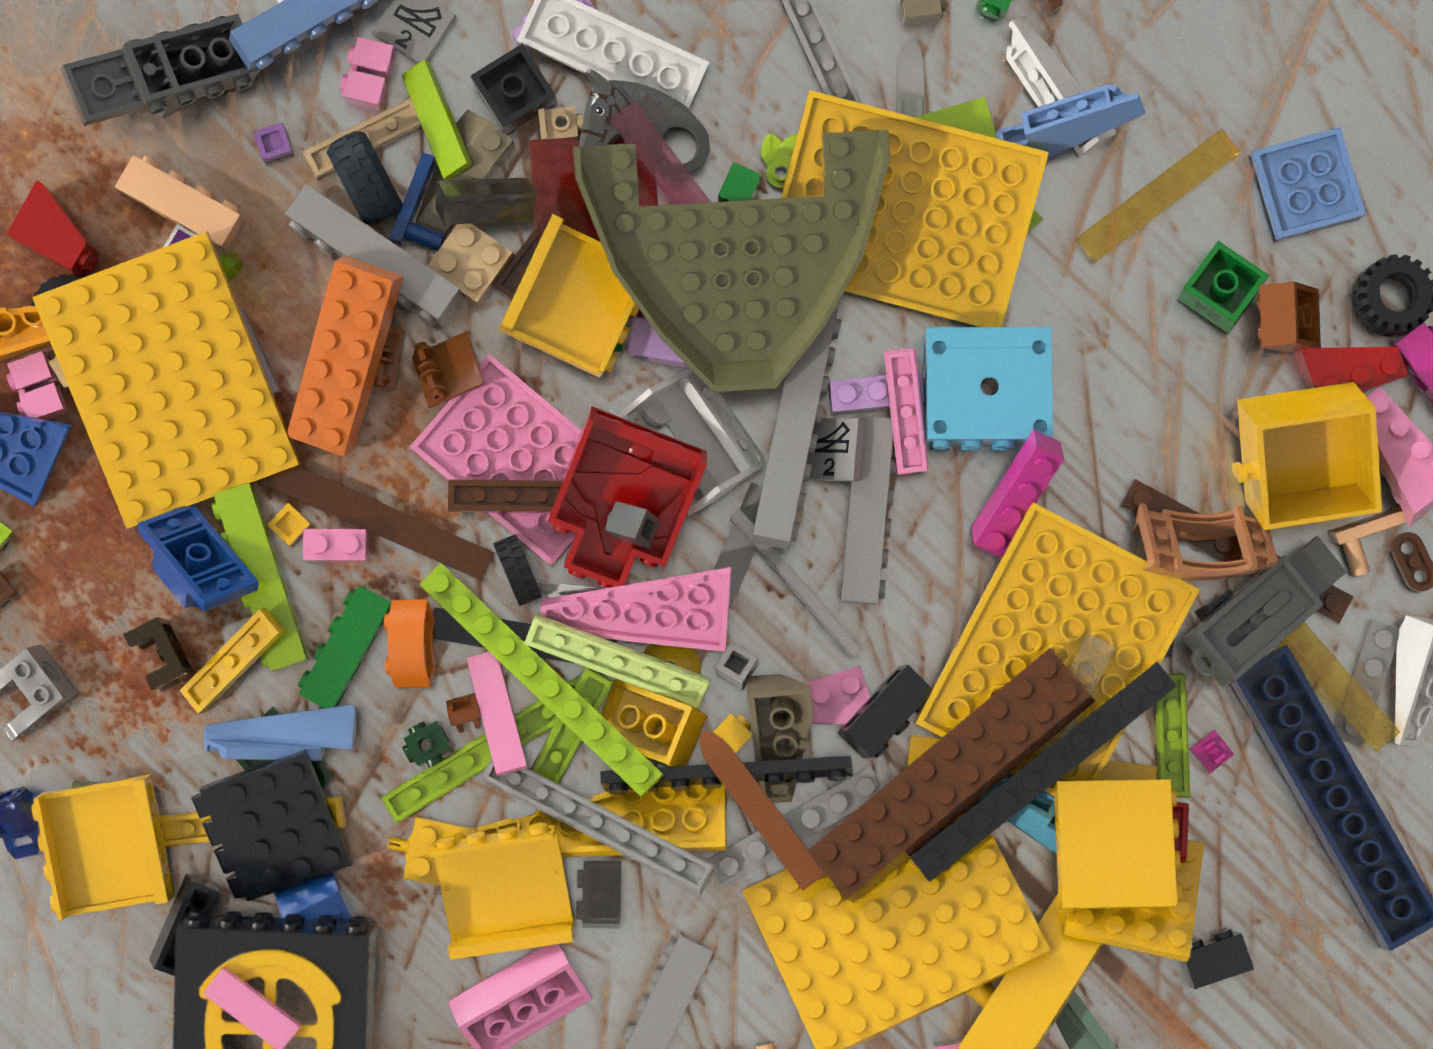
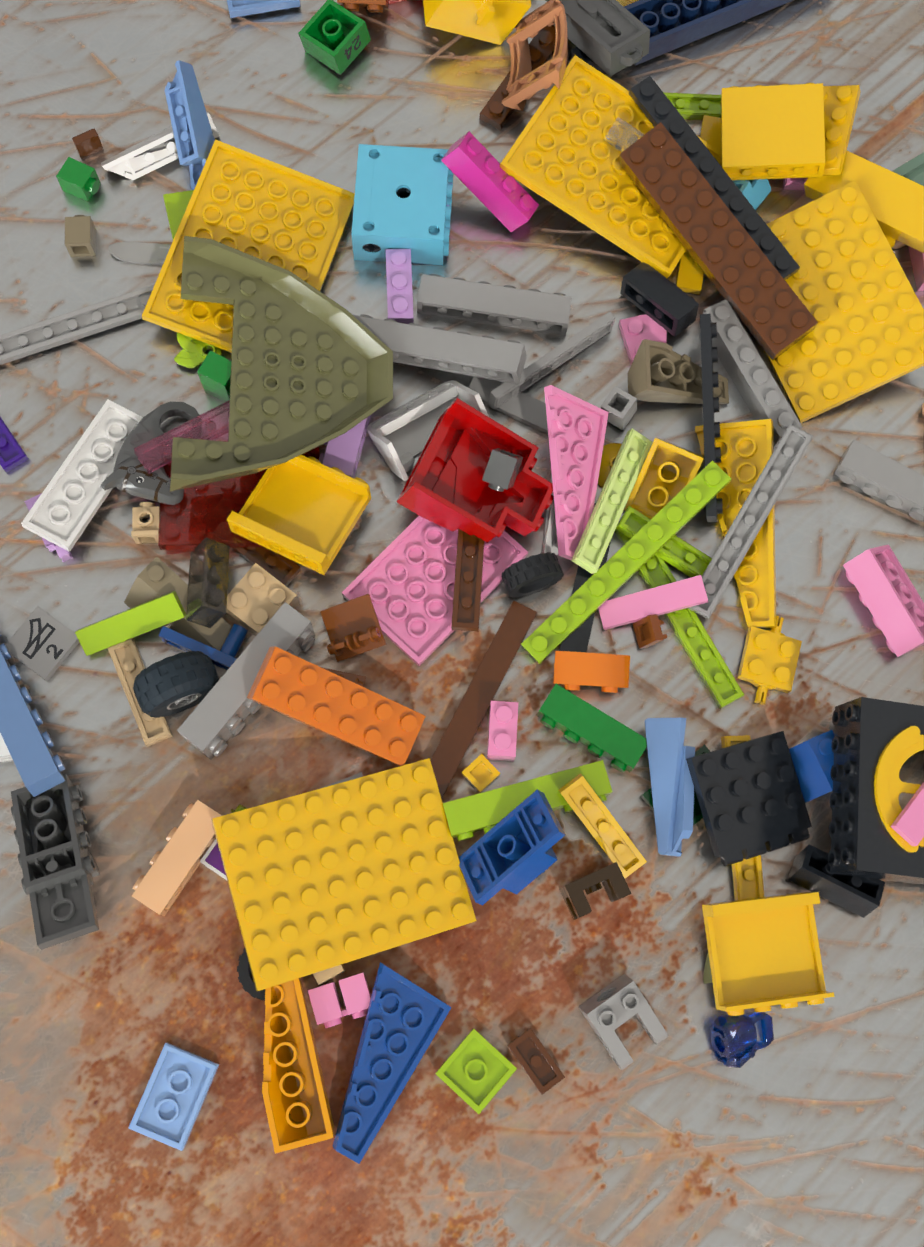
camera: 90 degrees left, 10 degrees down
(52, 233) = (198, 974): red slope -> none
(273, 142) = (134, 771): medium lavender plate -> none
(361, 84) = (87, 683): bright pink piece -> none
(438, 744) = (678, 662): dark green brick -> none
(504, 891) = (806, 603): yellow panel -> none
(513, 88) = (110, 556): black brick -> none
(601, 894) = (806, 527): clear smoke brick -> none
(734, 731) = (675, 420): yellow brick -> none
(760, 810) = (740, 389): dark orange piece -> none
(837, 450) = (445, 313): light grey tile -> none
(906, 410) = (417, 260): bright pink tile -> none
(1158, 195) = (257, 83): clear yellow tile -> none
(1211, 751) = (692, 79): dark pink tile -> none
(1217, 959) = (854, 72): black brick -> none

